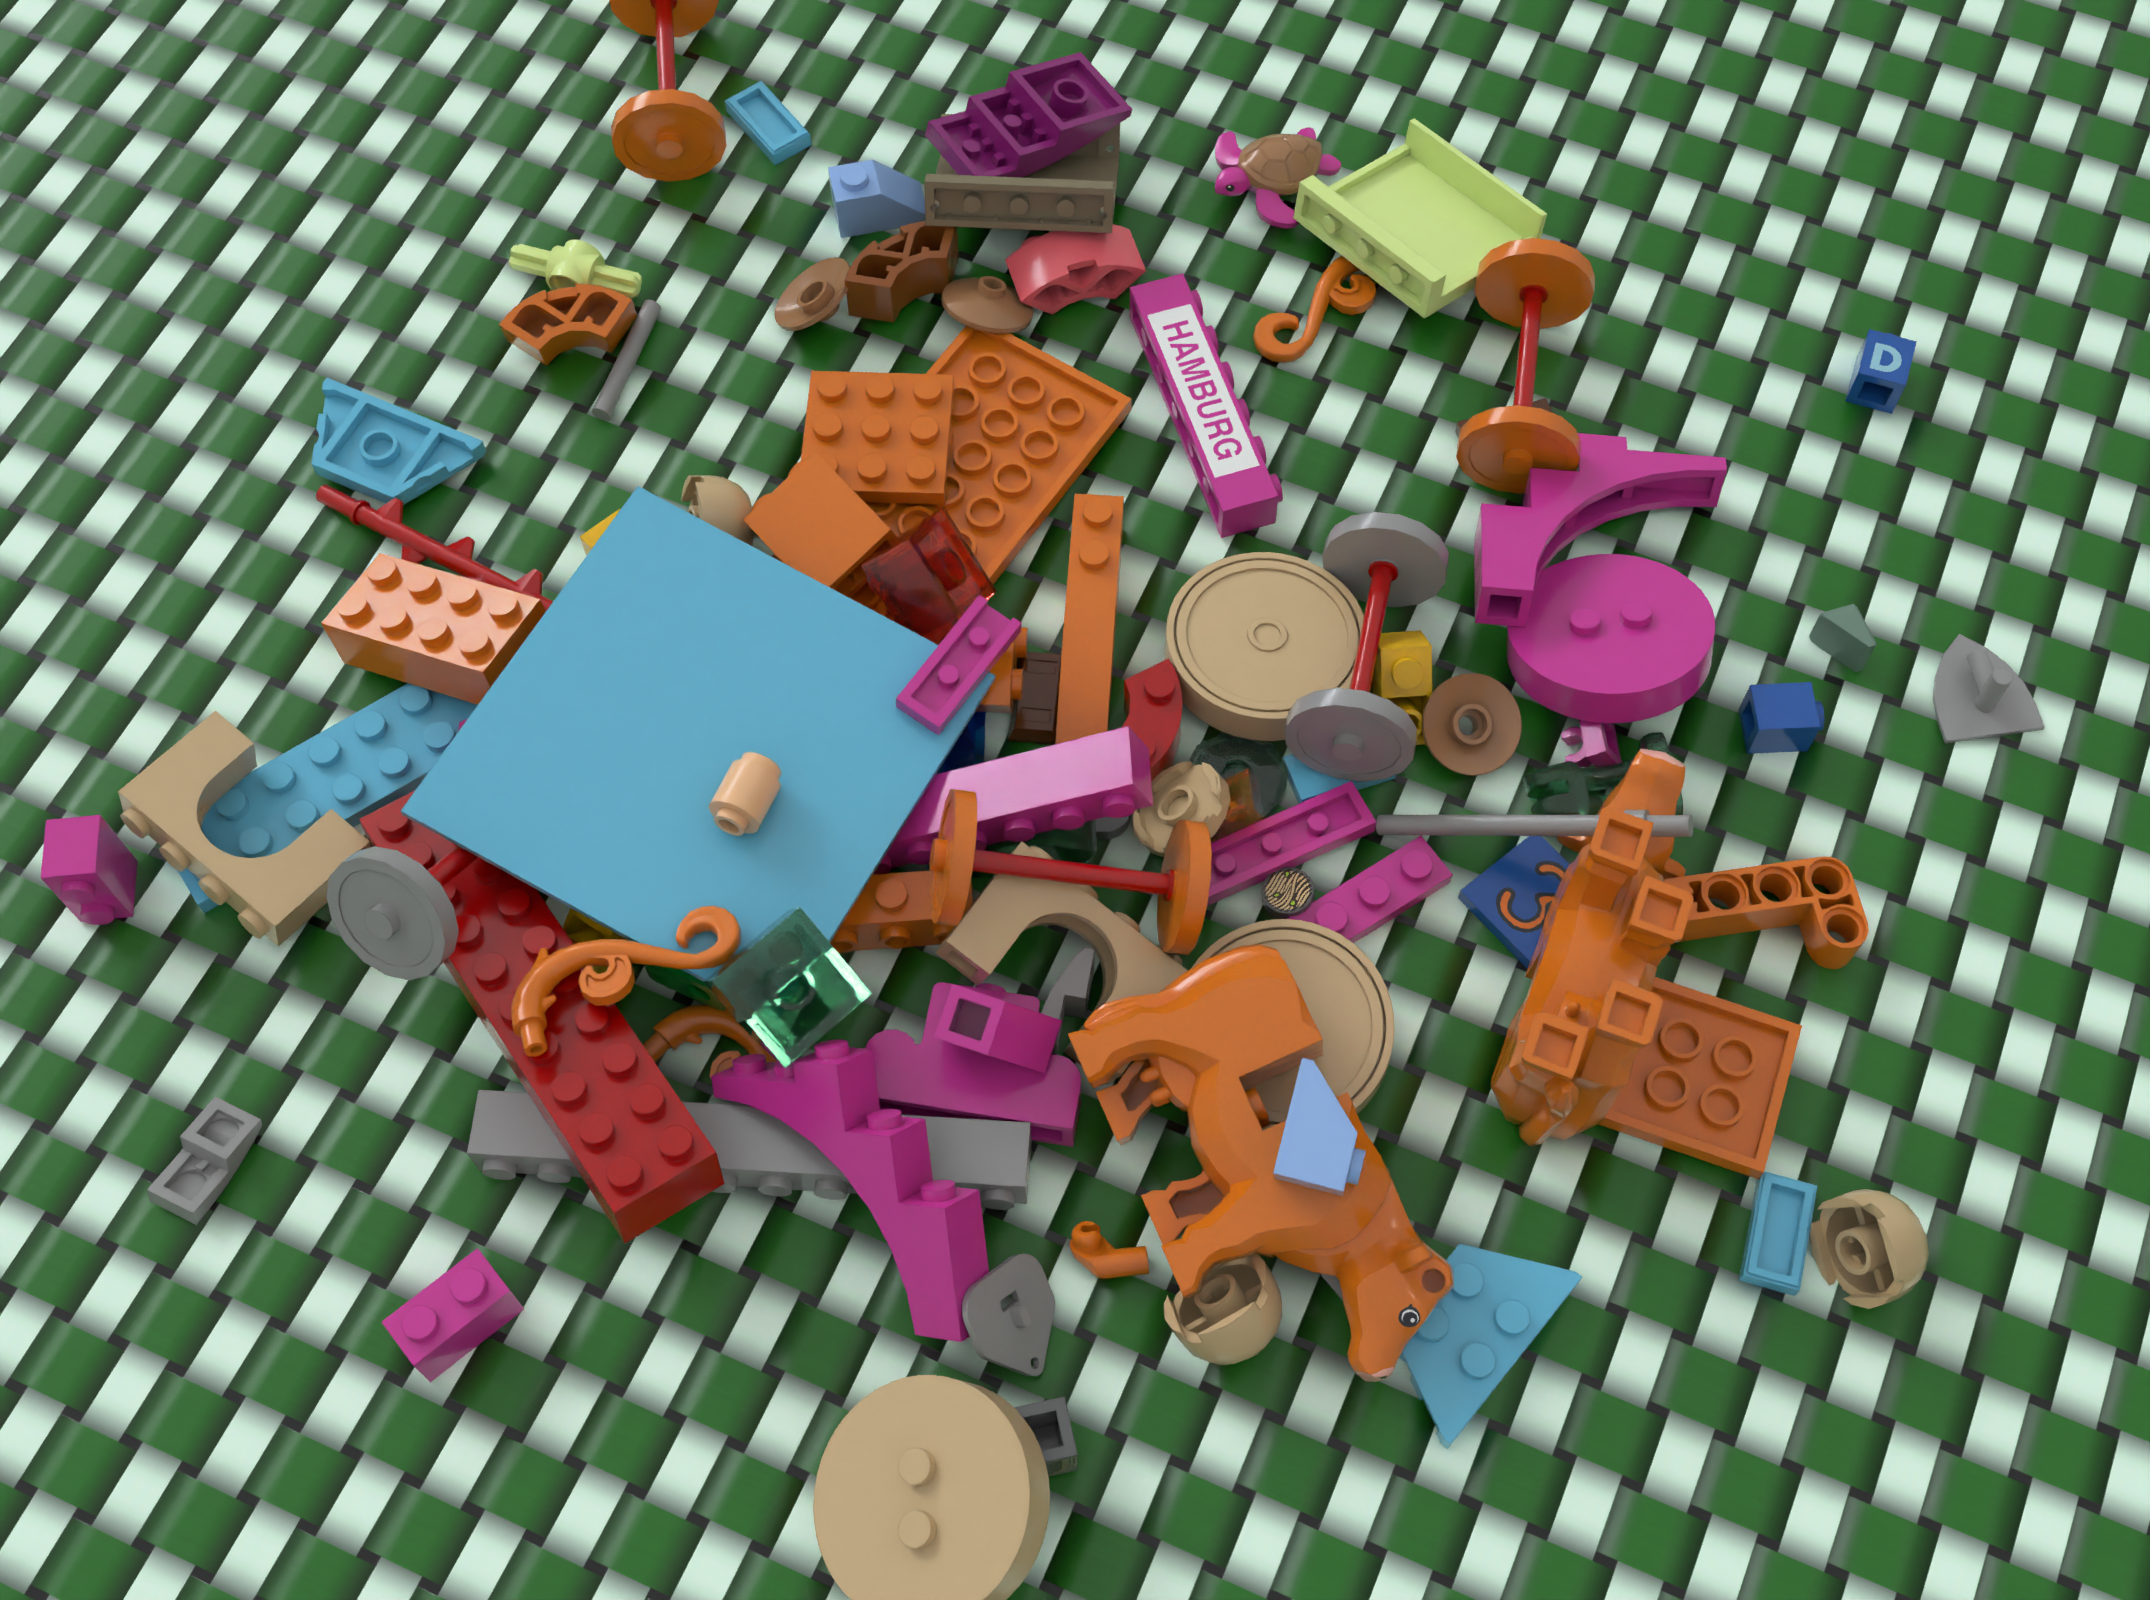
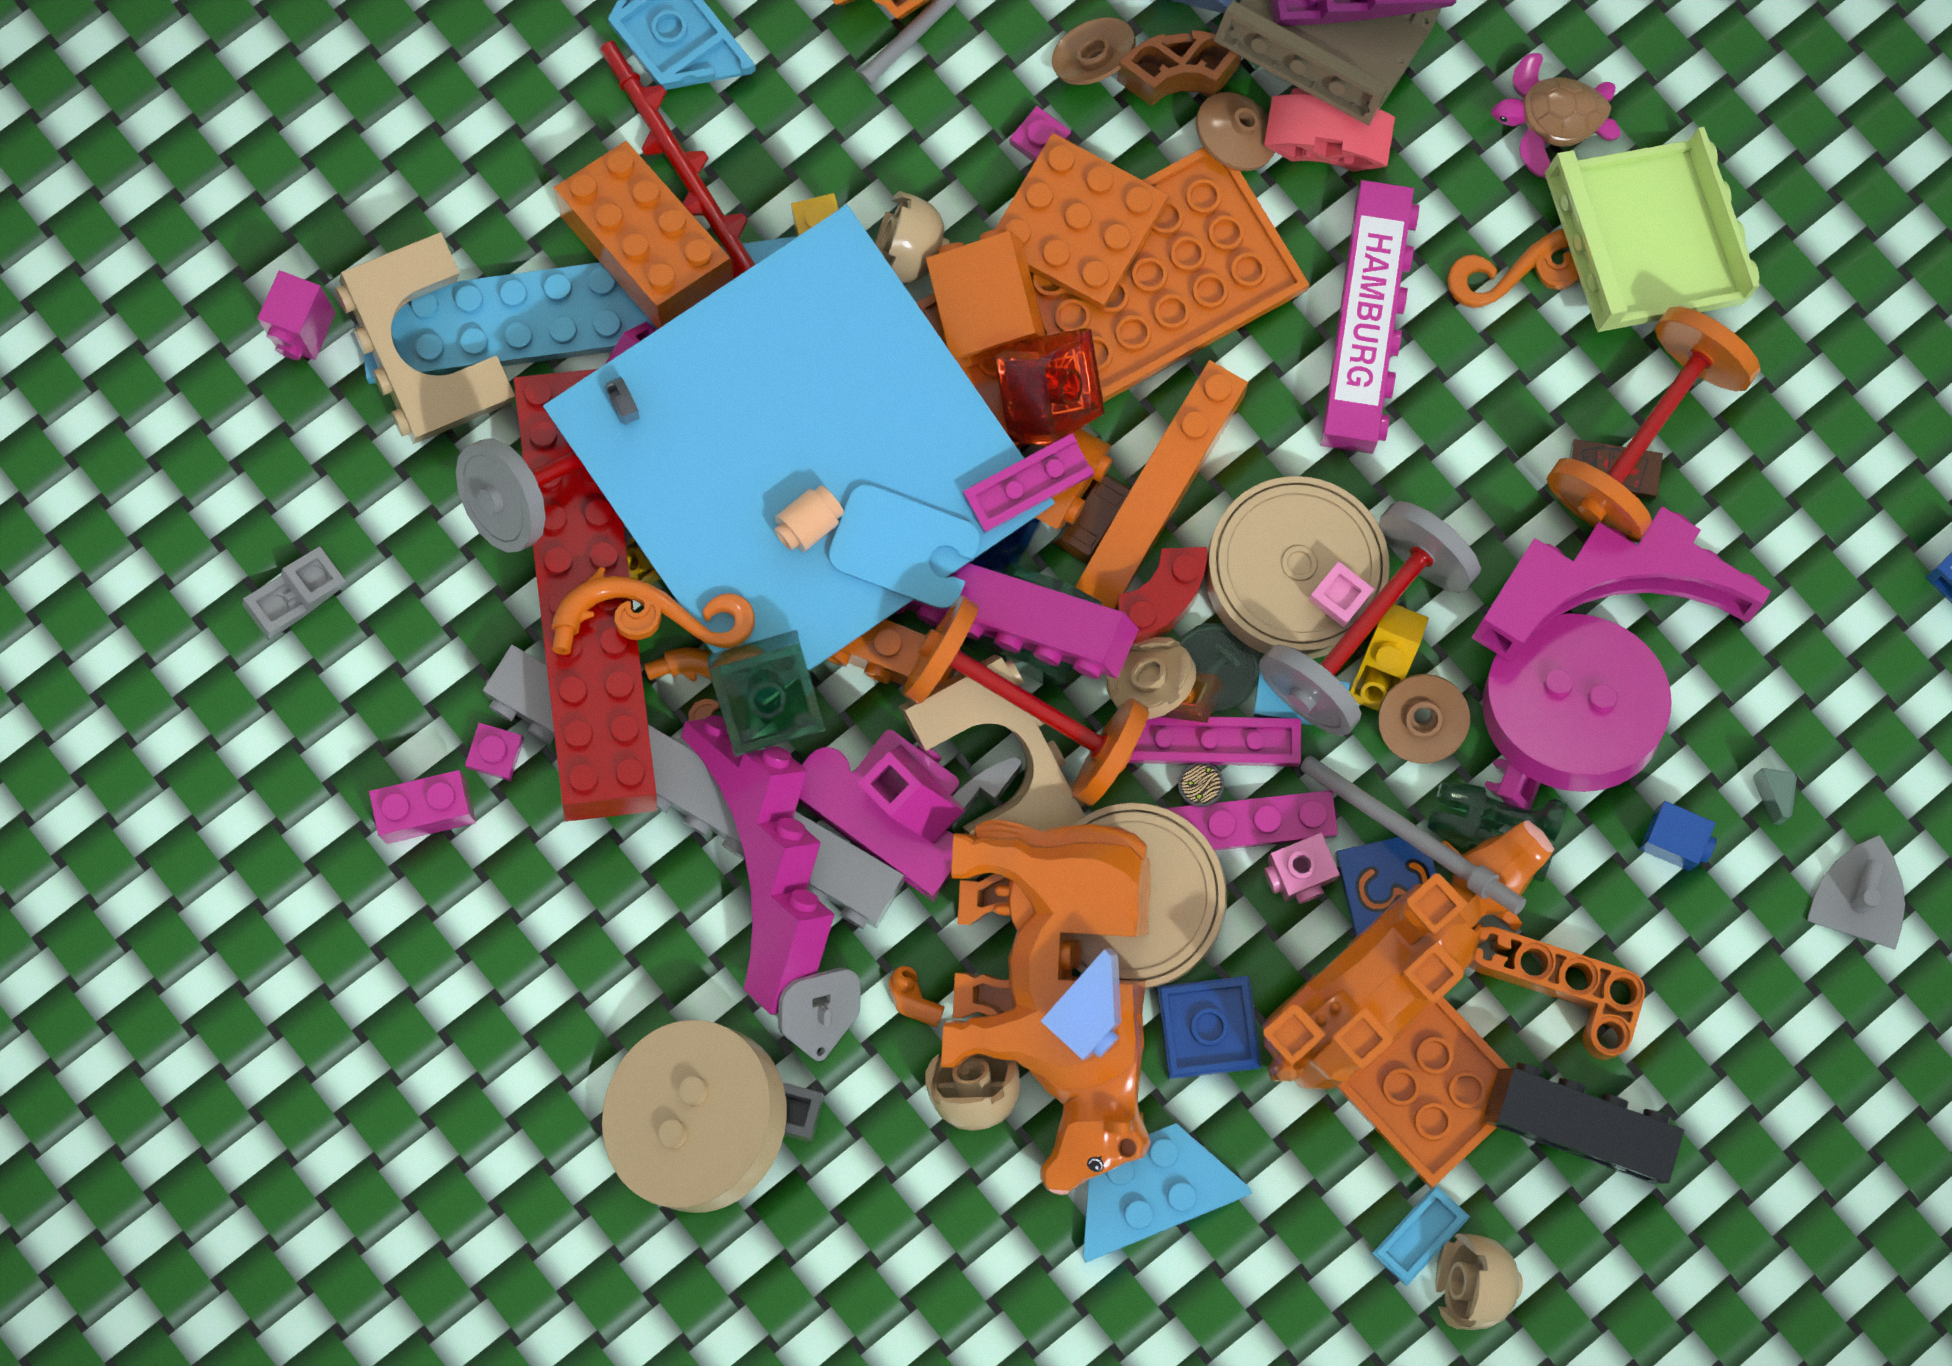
camera: 25 degrees right, 15 degrees up
(488, 764) = (622, 400): none -> dark grey tile
(511, 1220) = (494, 752): none -> dark pink plate
(792, 391) = (1035, 132): none -> dark pink plate
(848, 785) = (891, 544): none -> medium azure piece
(1327, 637) = (1341, 594): none -> bright pink plate
(1434, 1130) = (1209, 1027): none -> blue tile
(1438, 922) = (1301, 869): none -> bright pink brick
(1873, 1028) = (1583, 1124): none -> black brick

